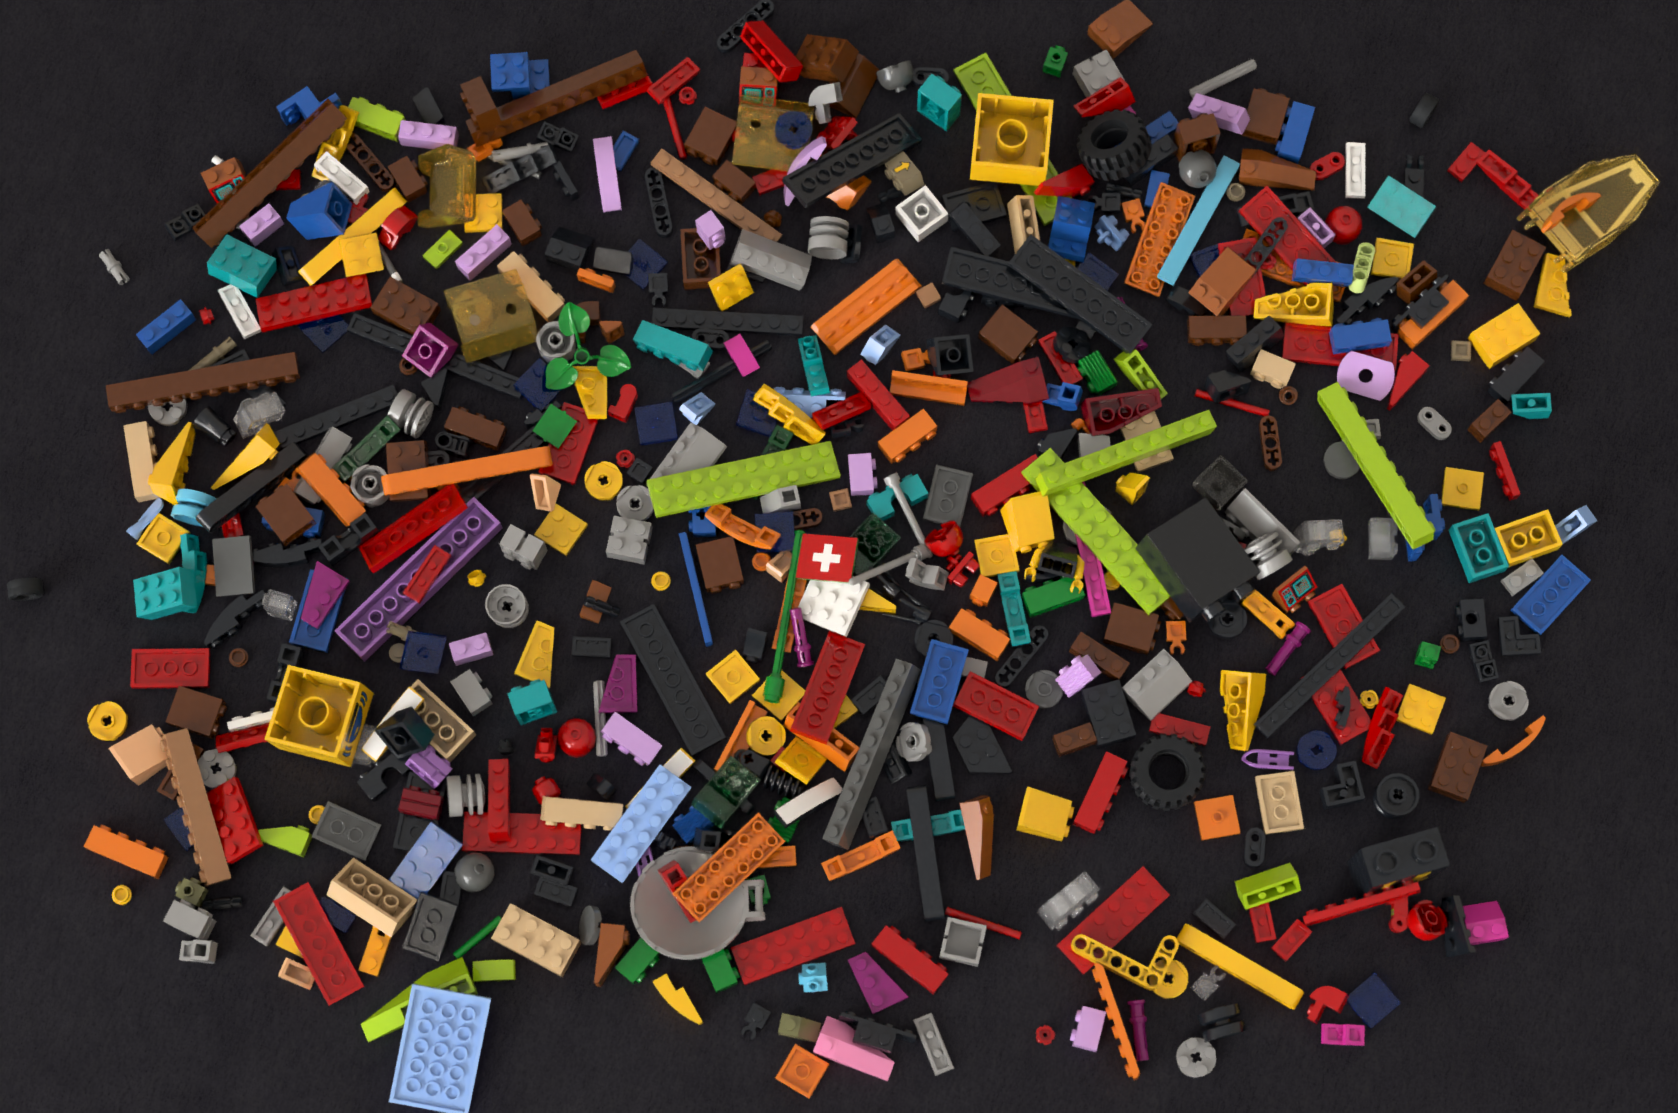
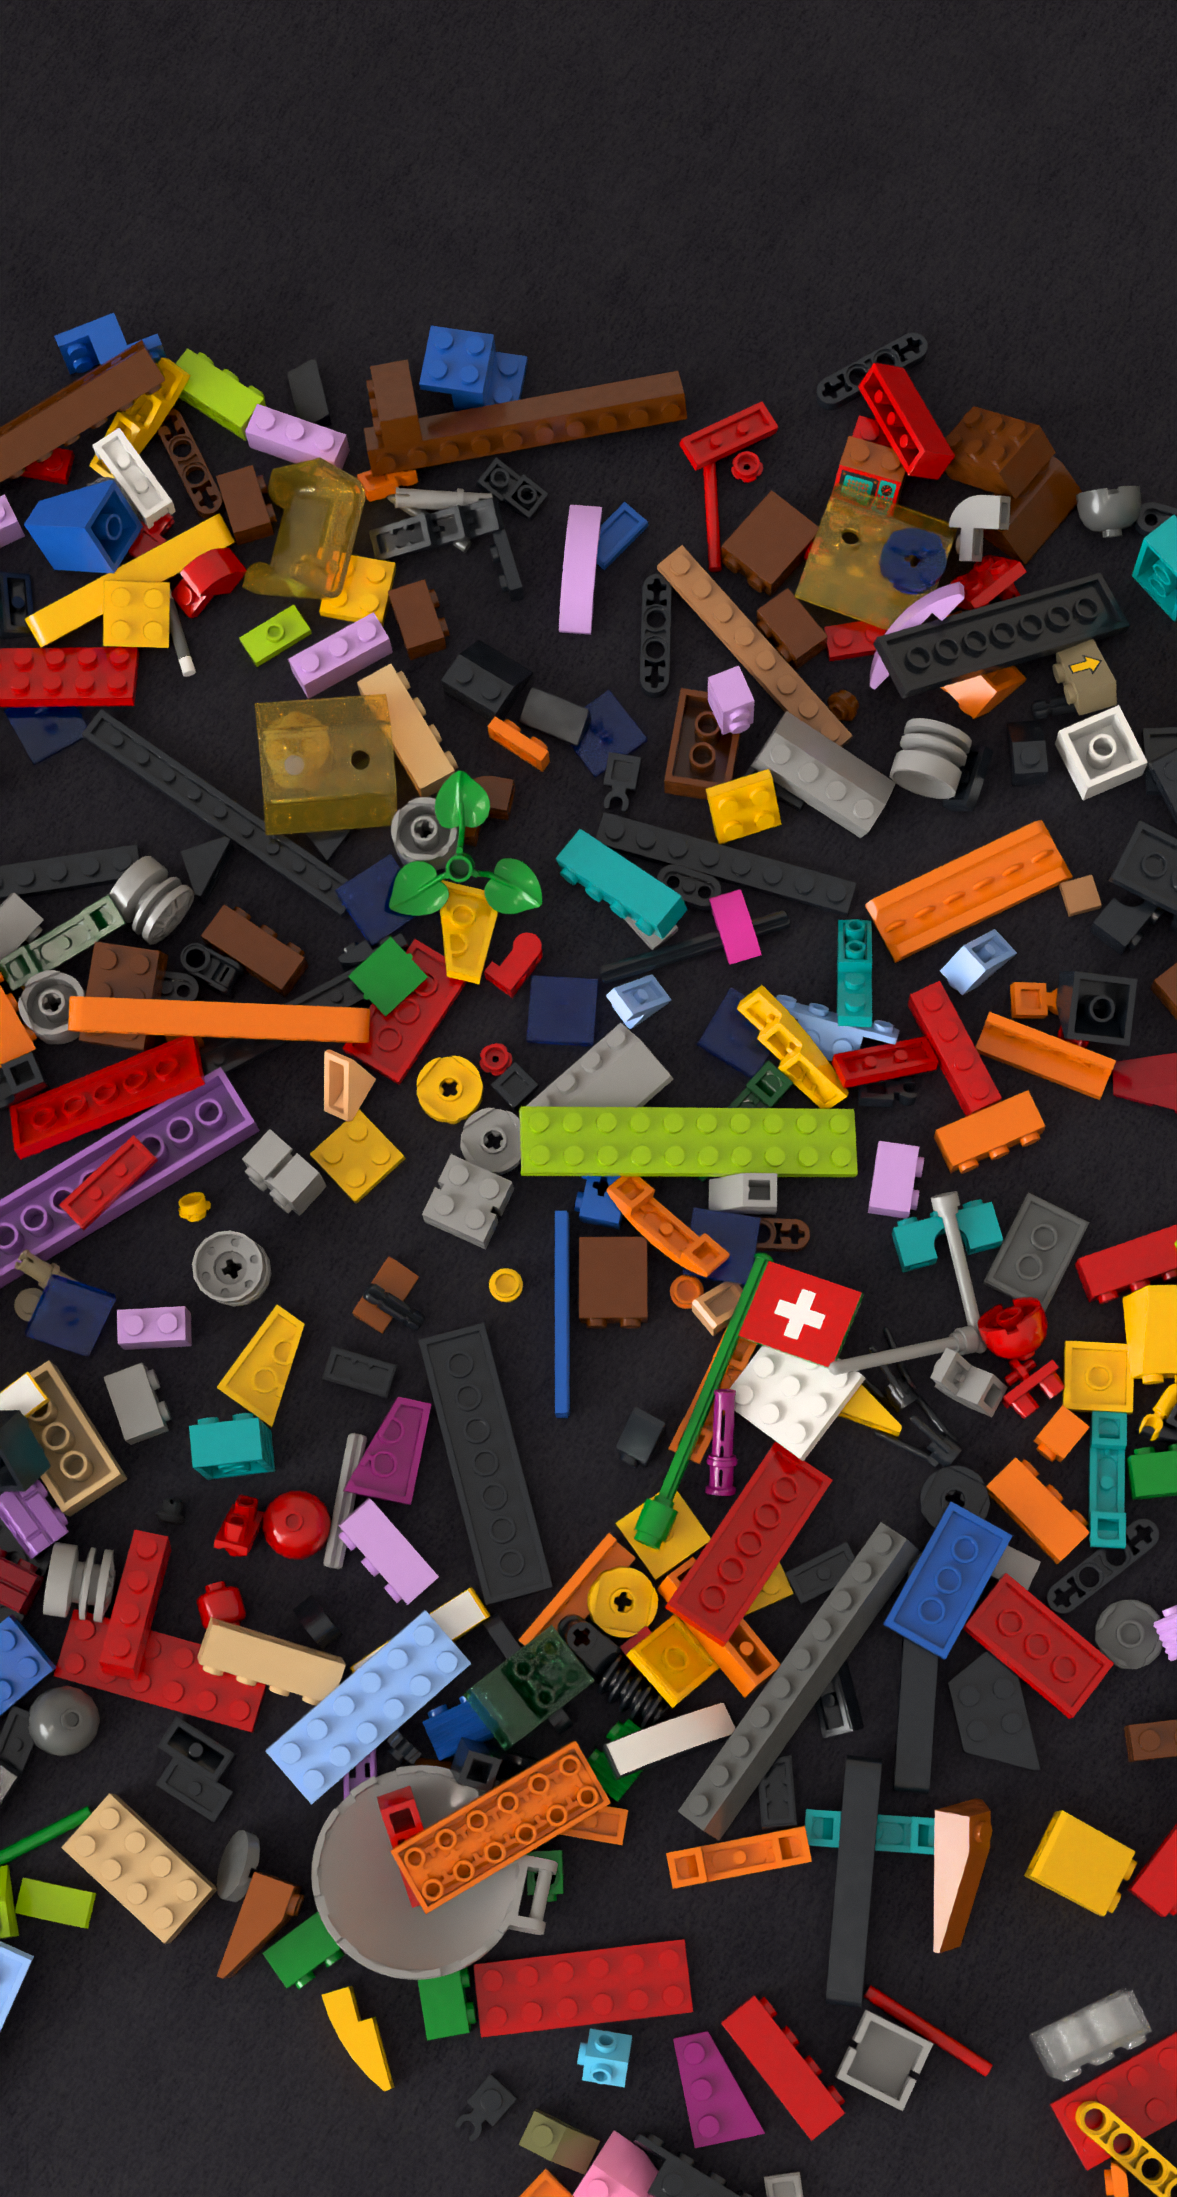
camera: 20 degrees right, 0 degrees up
(402, 365) = (165, 810): reddish brown plate -> none
(404, 306) = (188, 720): reddish brown brick -> none
(429, 349) = (209, 798): magenta slope -> none
(612, 330) = (524, 835): dark orange slope -> none
(624, 92) = (641, 438): red plate -> none
(732, 676) = (589, 1482): yellow plate -> none
(840, 500) = (848, 1215): medium nougat tile -> none
(874, 543) = (889, 1306): clear green slope -> none
(922, 742) = (894, 1675): light grey plate -> none

